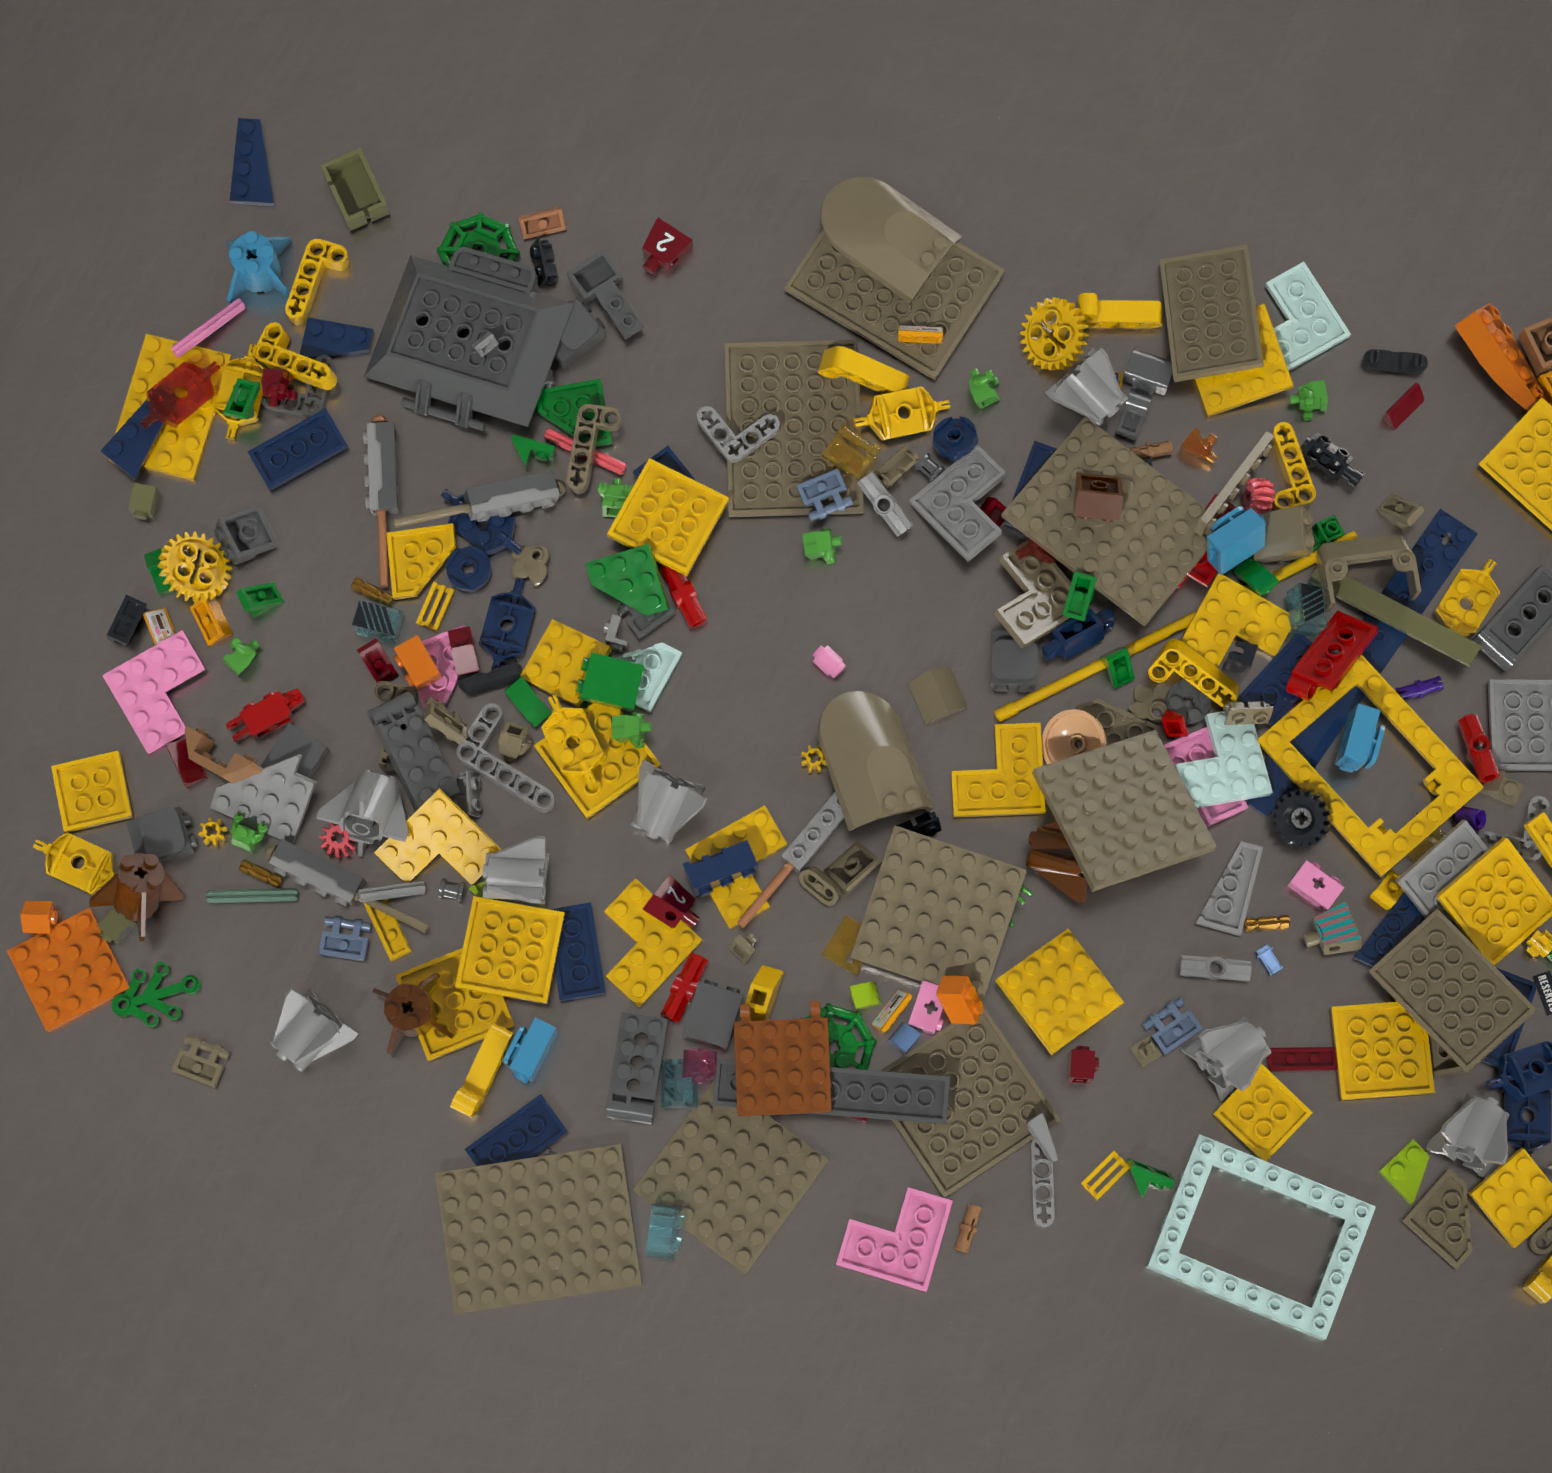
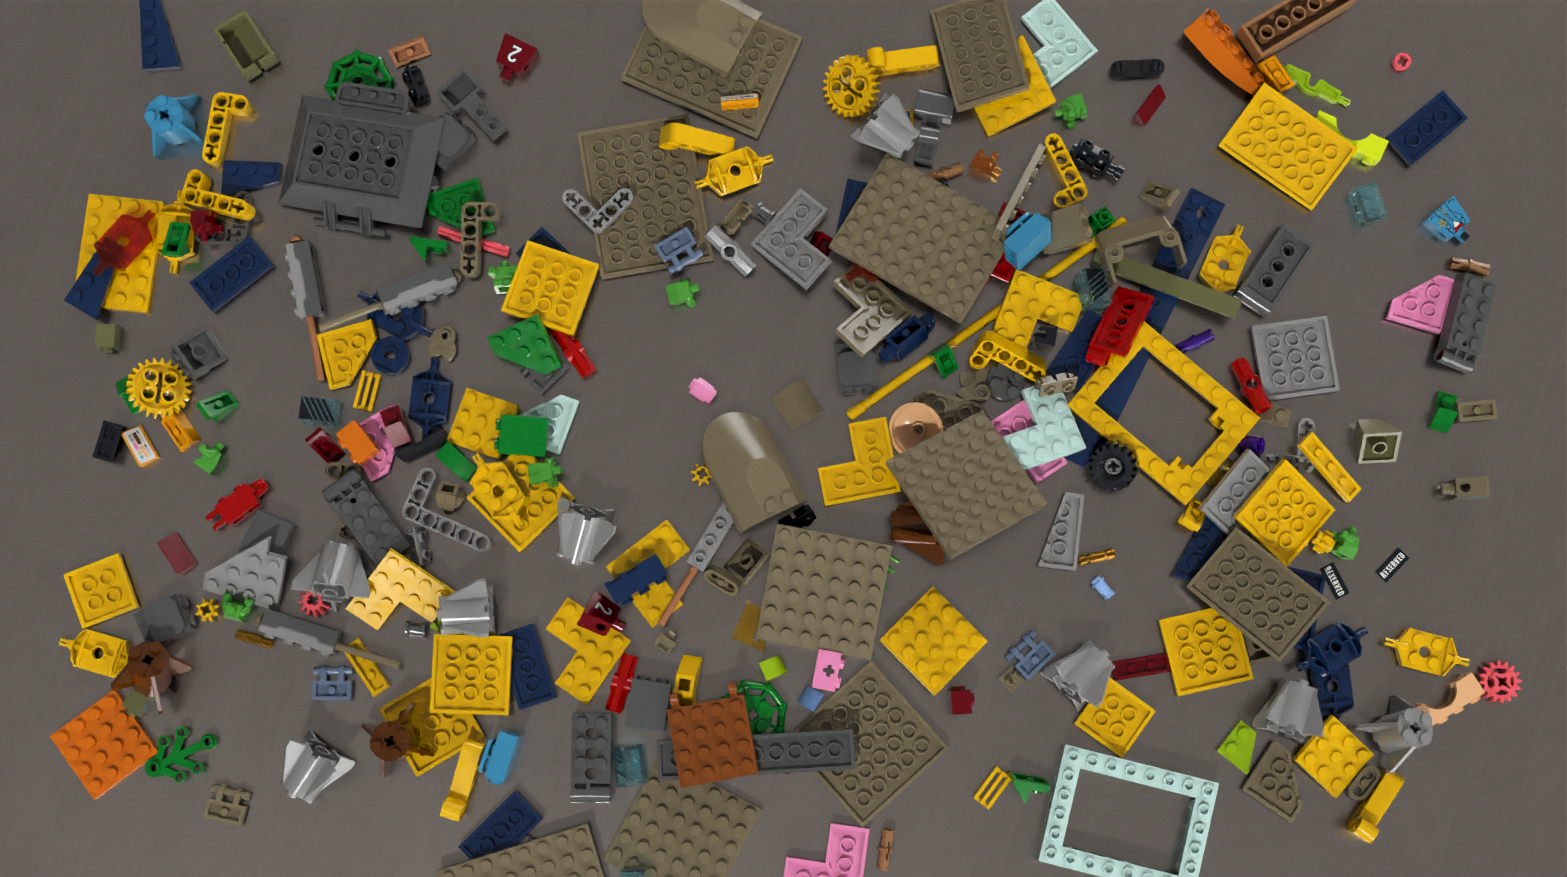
camera: 10 degrees left, 5 degrees up
(38, 917) = (71, 704): orange brick -> none
(142, 688) = (130, 495): bright pink plate -> none
(208, 327) = (150, 171): bright pink axle -> none
(238, 767) = (185, 545): medium nougat slope -> none
(252, 895) = (249, 658): sand green axle -> none
(372, 591) = (312, 386): pearl gold axle -> none
(391, 891) = (364, 639): light grey axle -> none
(445, 721) = (388, 488): dark tan plate -> none
(485, 344) = (373, 164): light grey slope -> none
(612, 631) = (518, 390): light grey bracket -> none
(699, 1065) = (643, 749): clear pink brick -> none
(848, 458) = (692, 215): clear yellow plate -> none
(891, 1011) = (796, 677): slope -> none
(955, 448) = (784, 194): dark blue plate -> none
(959, 1000) = (851, 662): orange brick -> none
(982, 390) = (798, 139): bright green piece -> none
(1039, 1130) = (933, 760): light grey slope -> none
(1039, 1181) = (943, 800): light grey beam -> none
(1080, 596) = (904, 306): green slope -> none
(1098, 497) = (907, 220): reddish brown slope -> none
(1174, 724) = (997, 402): red slope -> none
(1200, 967) = (1072, 601): light grey piece -> none
(1256, 576) = (1047, 267): green slope -> none
(1258, 495) = (1040, 199): coral gear -> none
(1305, 879) = (1122, 521): bright pink brick -> none
(1334, 931) = (1153, 556): dark tan torso -> none
(1360, 739) = (1153, 394): dark azure brick -> none

